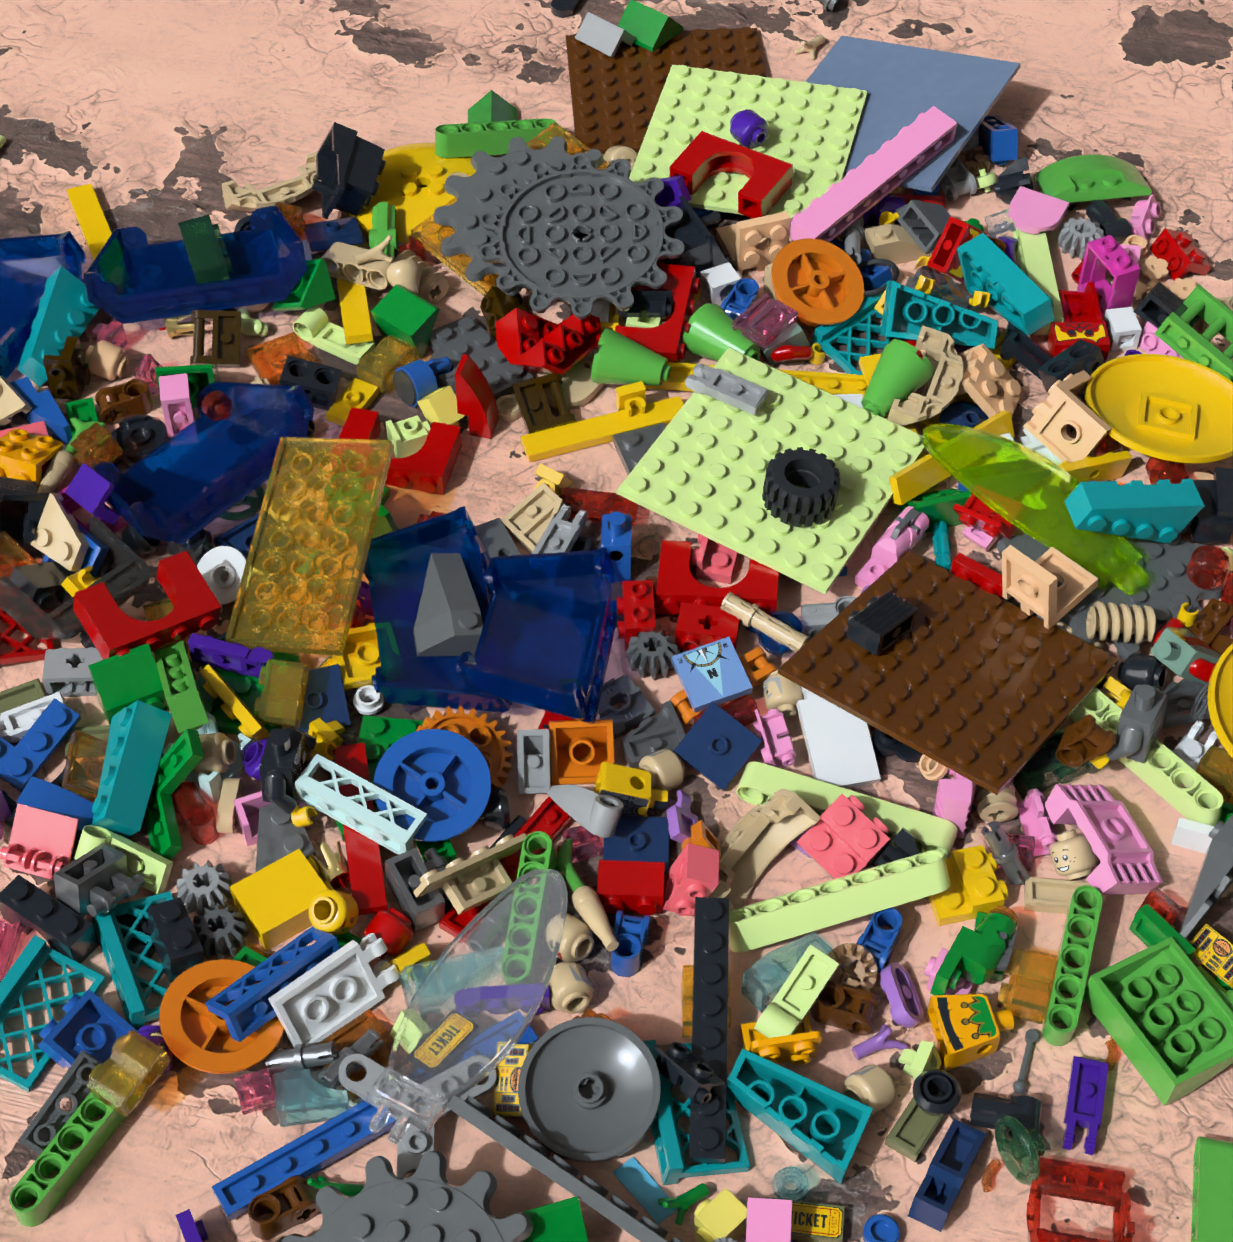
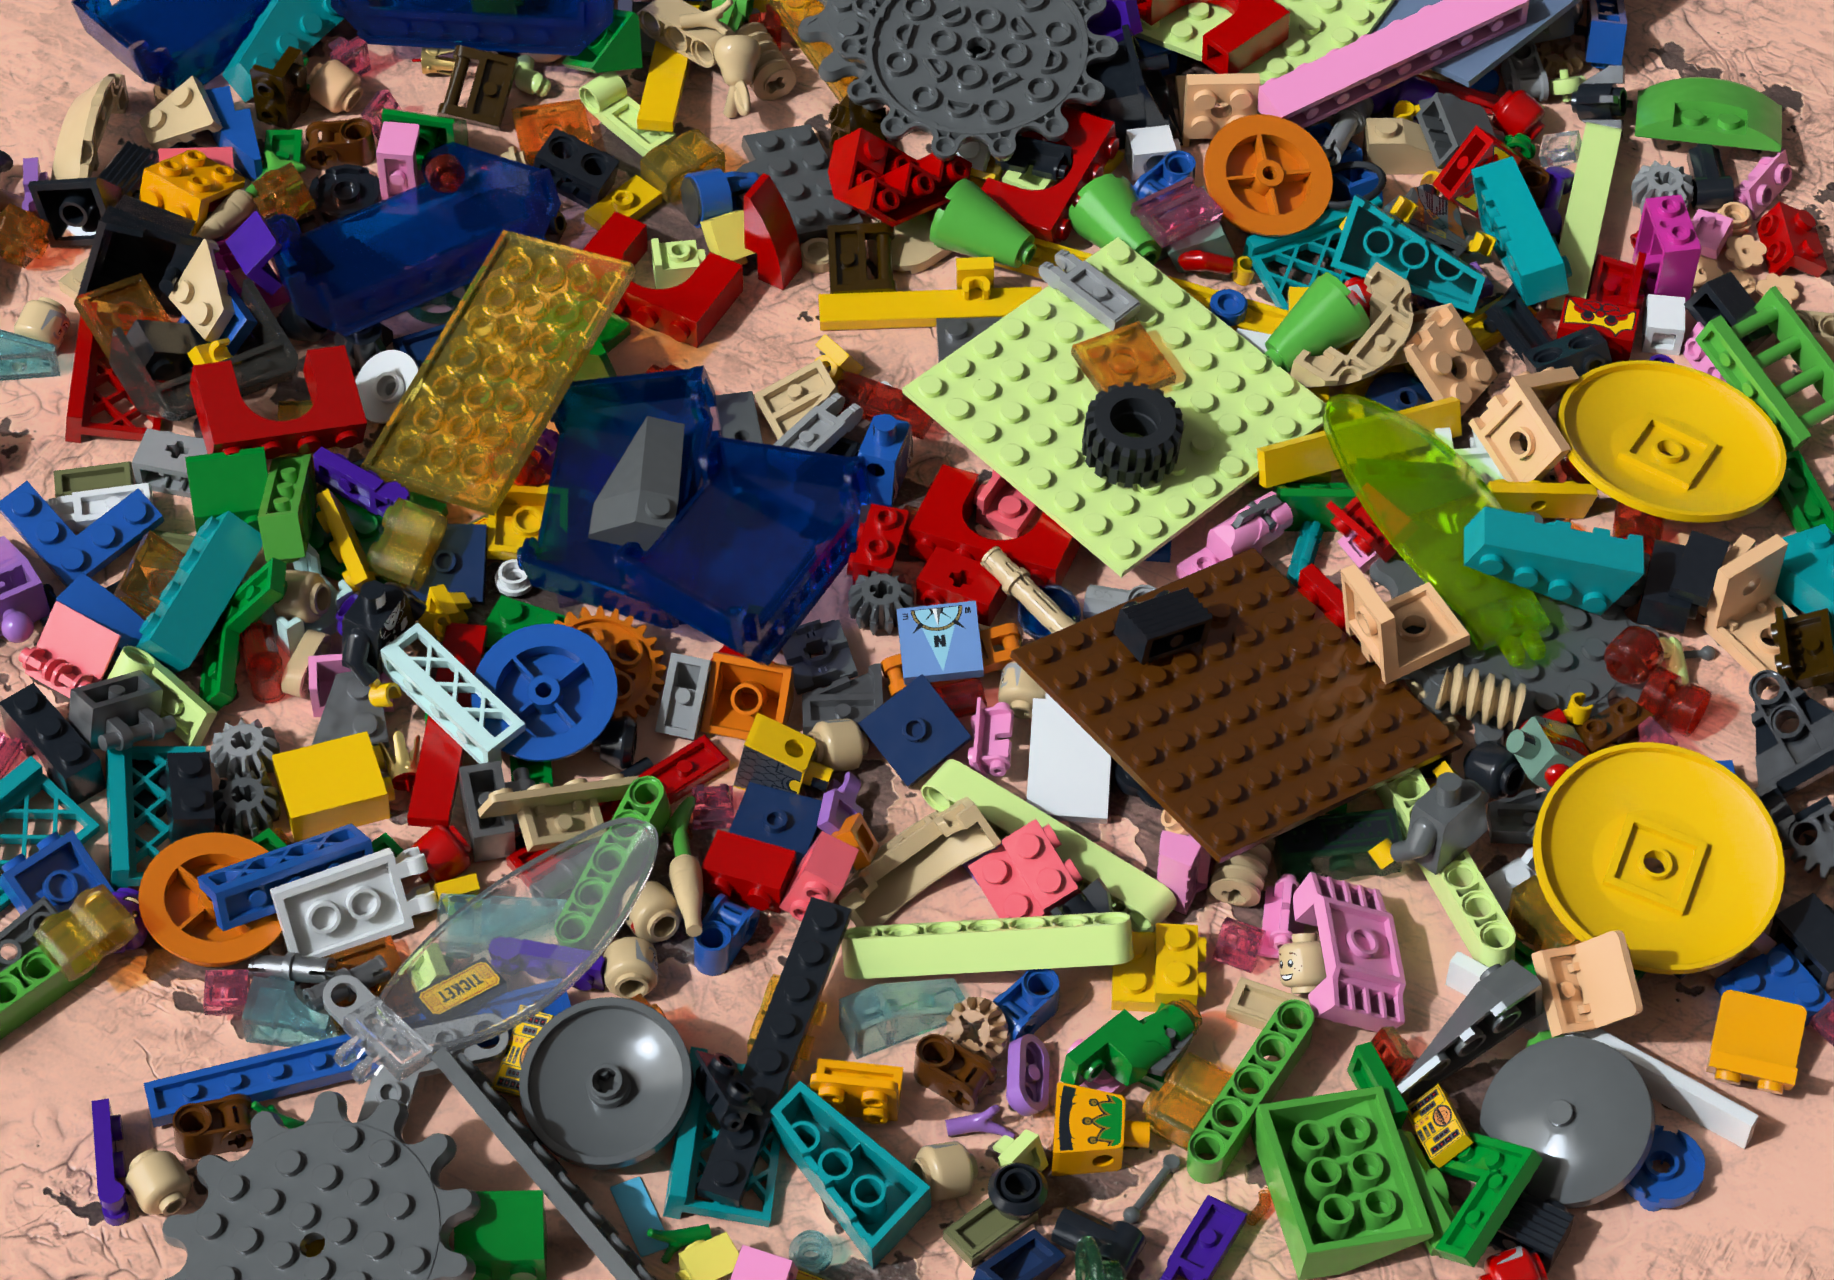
camera: 15 degrees right, 0 degrees up
(333, 912) = (381, 812): yellow head -> none
(406, 317) = (722, 111): green slope -> none
(592, 811) = (727, 768): light grey piece -> none
(769, 434) = (1123, 357): none -> clear orange tile
(797, 994) = (894, 1037): yellowish green plate -> none
(821, 379) = (1229, 306): none -> blue tile
(963, 205) = (1518, 114): none -> red head
(1005, 853) = (1219, 940): flat silver pin -> none
(1036, 211) = (1609, 142): bright pink tile -> none
(1084, 742) = (1364, 830): reddish brown piece -> none

